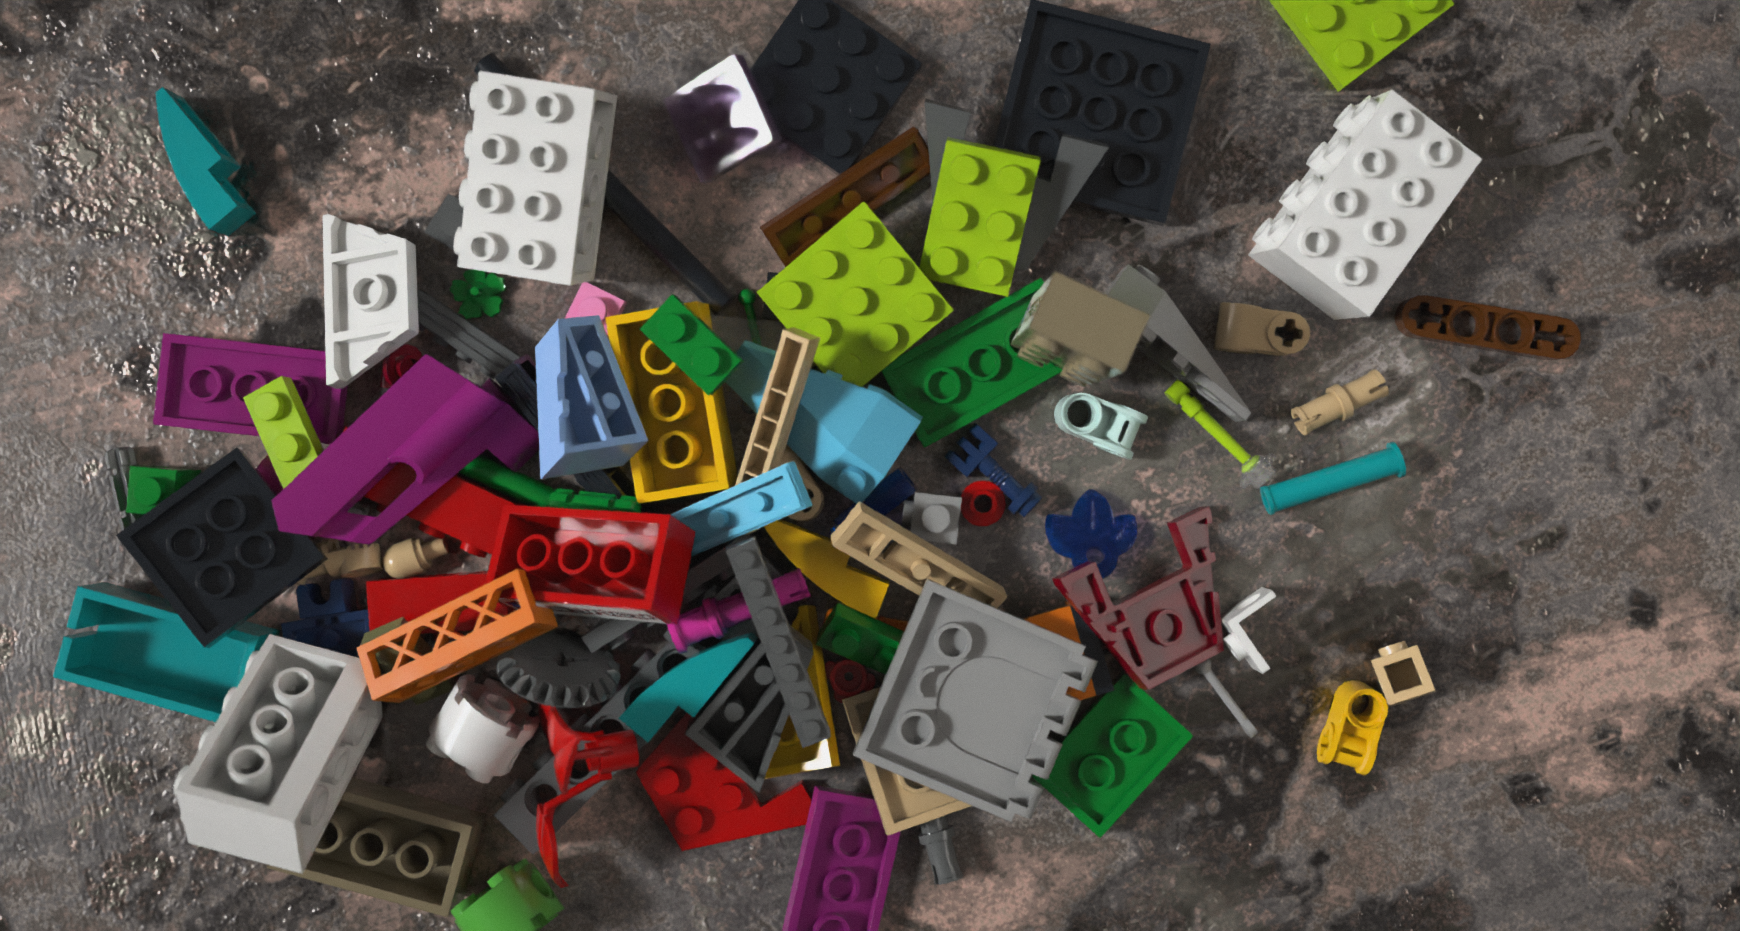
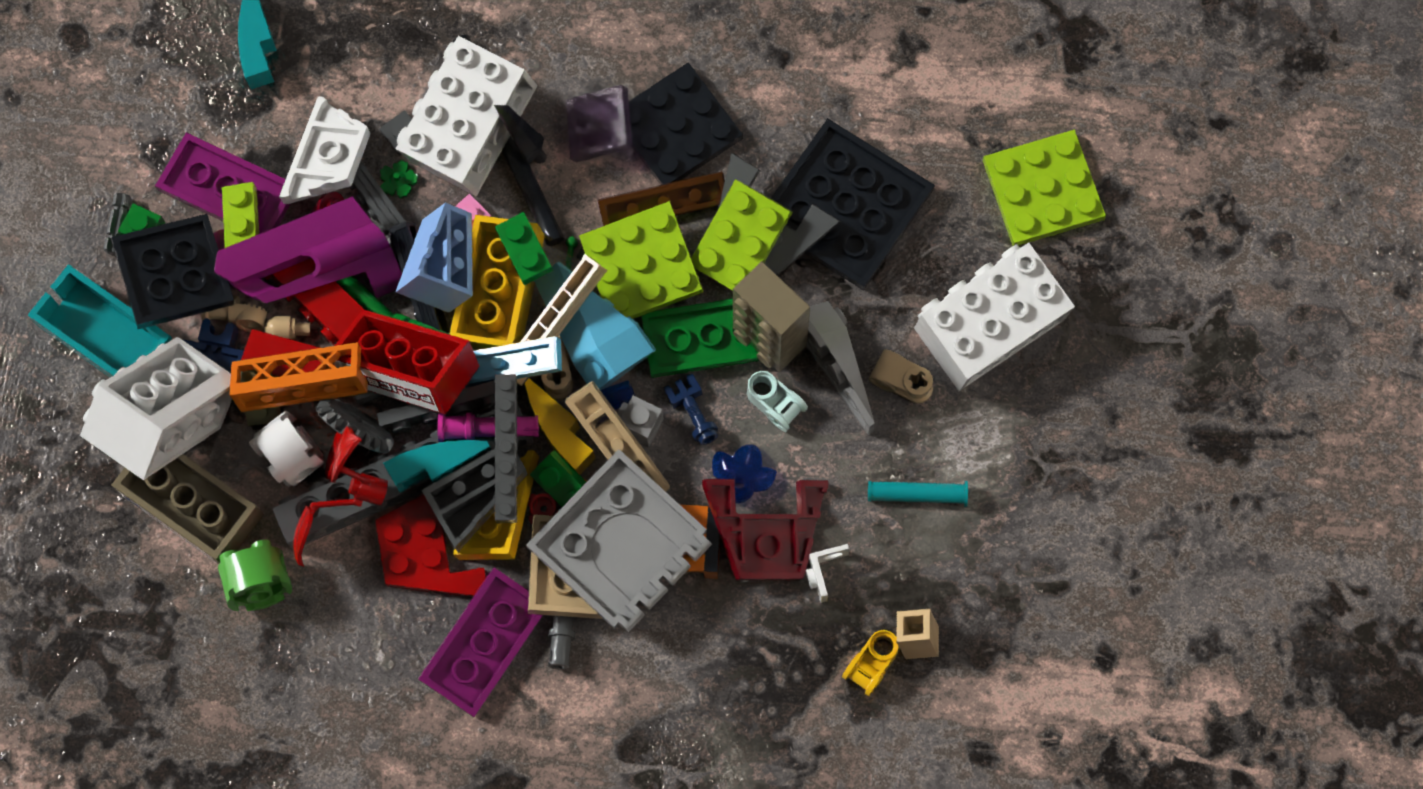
camera: 25 degrees right, 15 degrees down
(626, 177) = (524, 136): none -> black bar
(997, 503) = (676, 435): red plate -> none
(1113, 754) = (701, 621): green plate -> none
(1205, 669) = (786, 587): light grey hinge -> none
(1255, 469) = (868, 466): lime piece -> none
(1339, 402) = (940, 443): tan pin -> none
(1487, 327) = (1061, 425): reddish brown beam -> none

